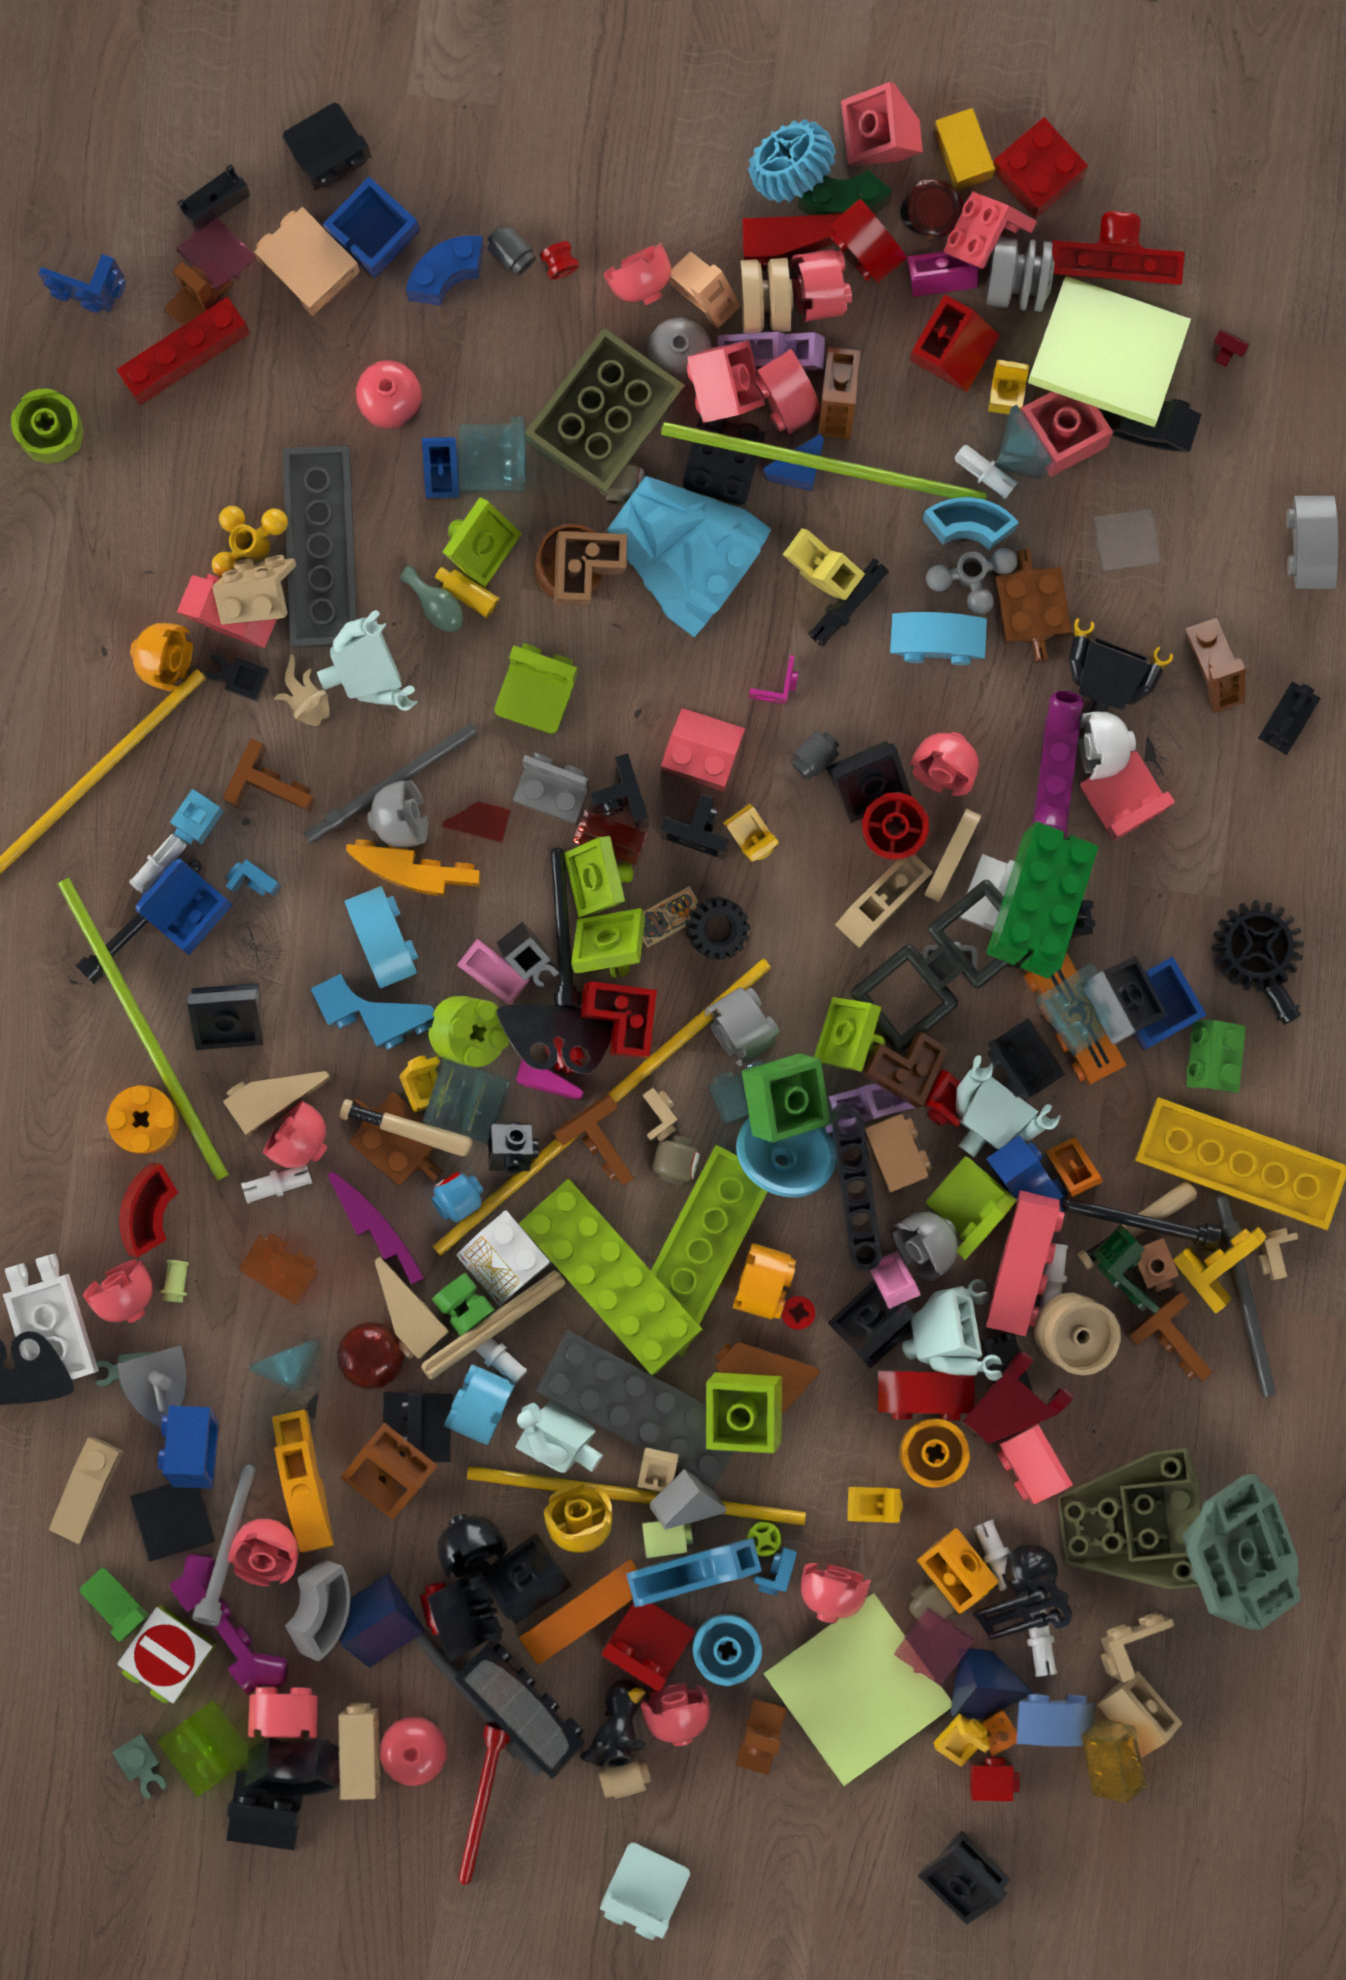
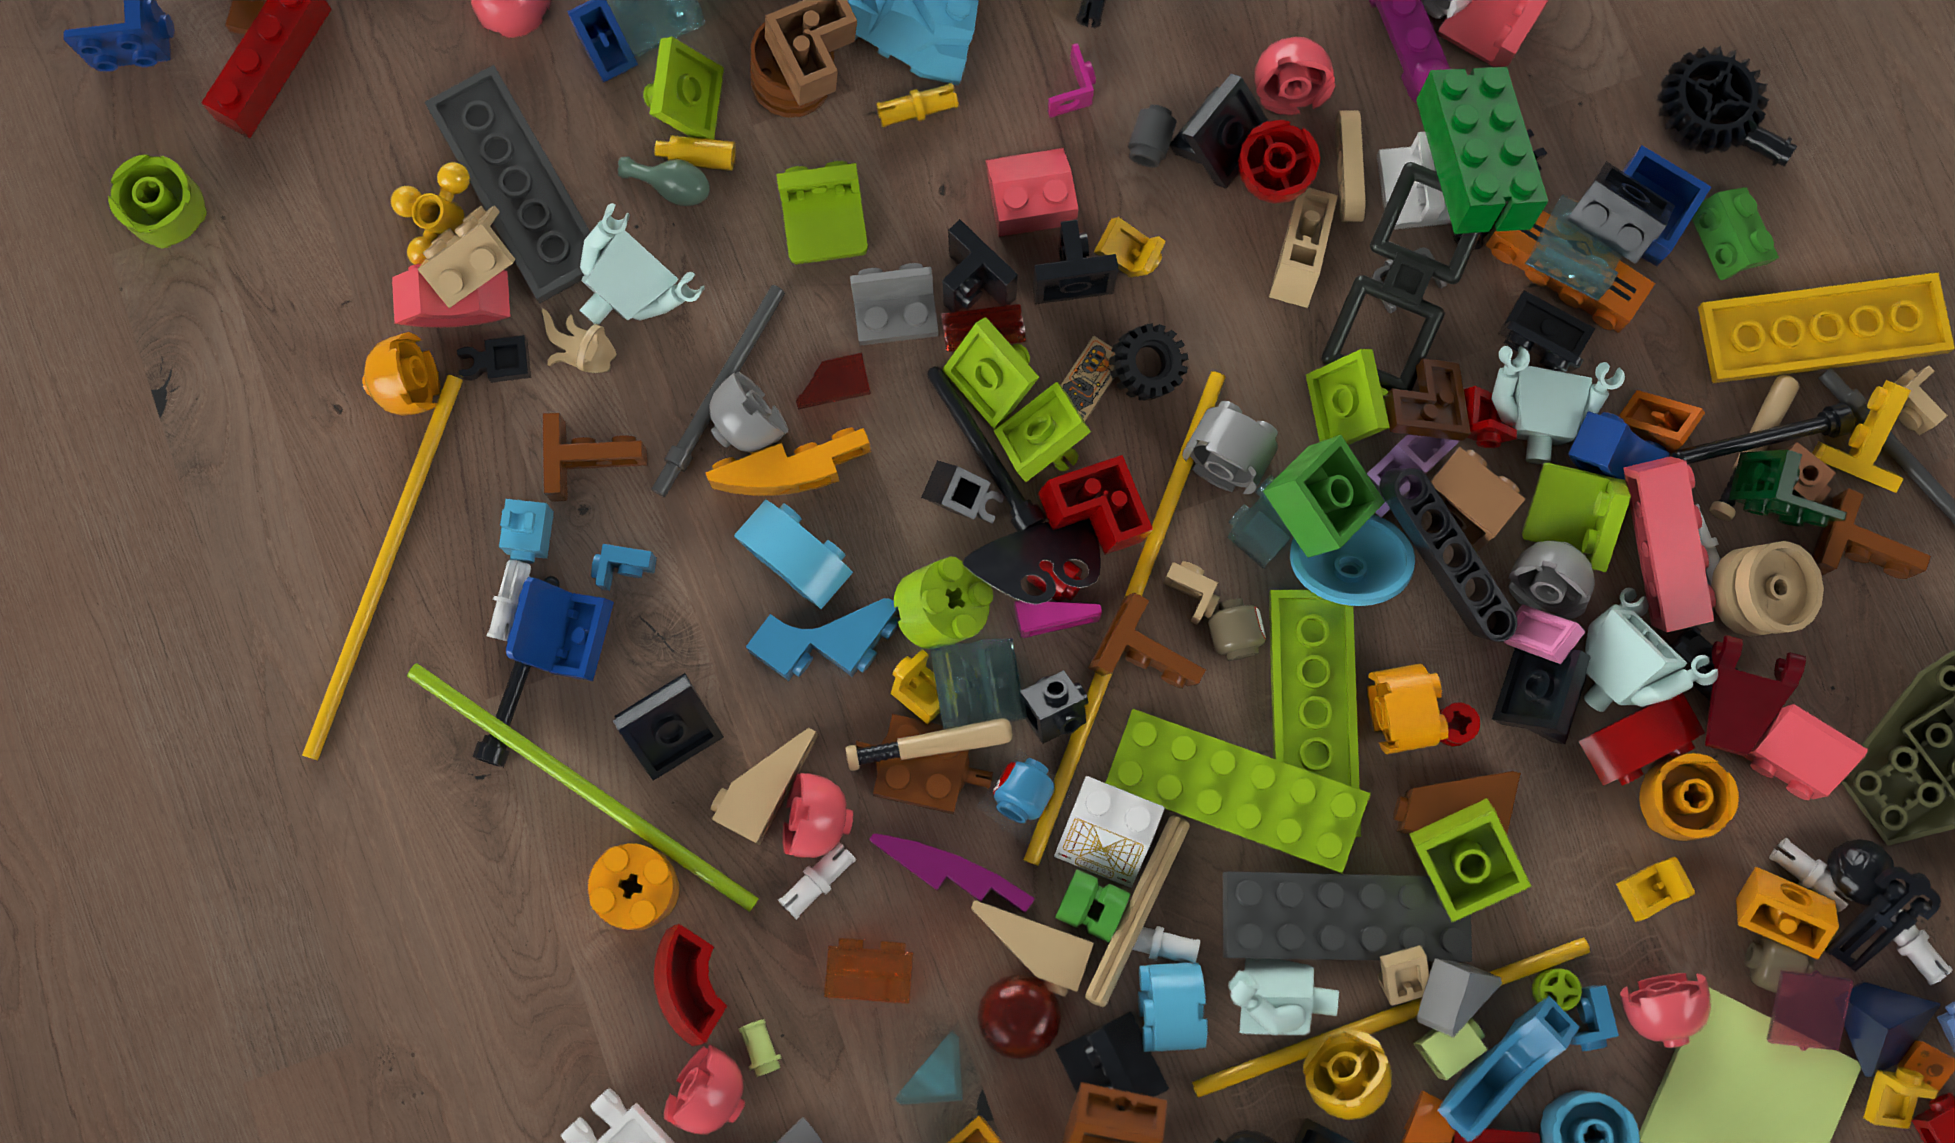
camera: 30 degrees left, 5 degrees down
(492, 972) = (933, 532): bright pink tile -> none
(652, 638) = (917, 105): none -> yellow pin

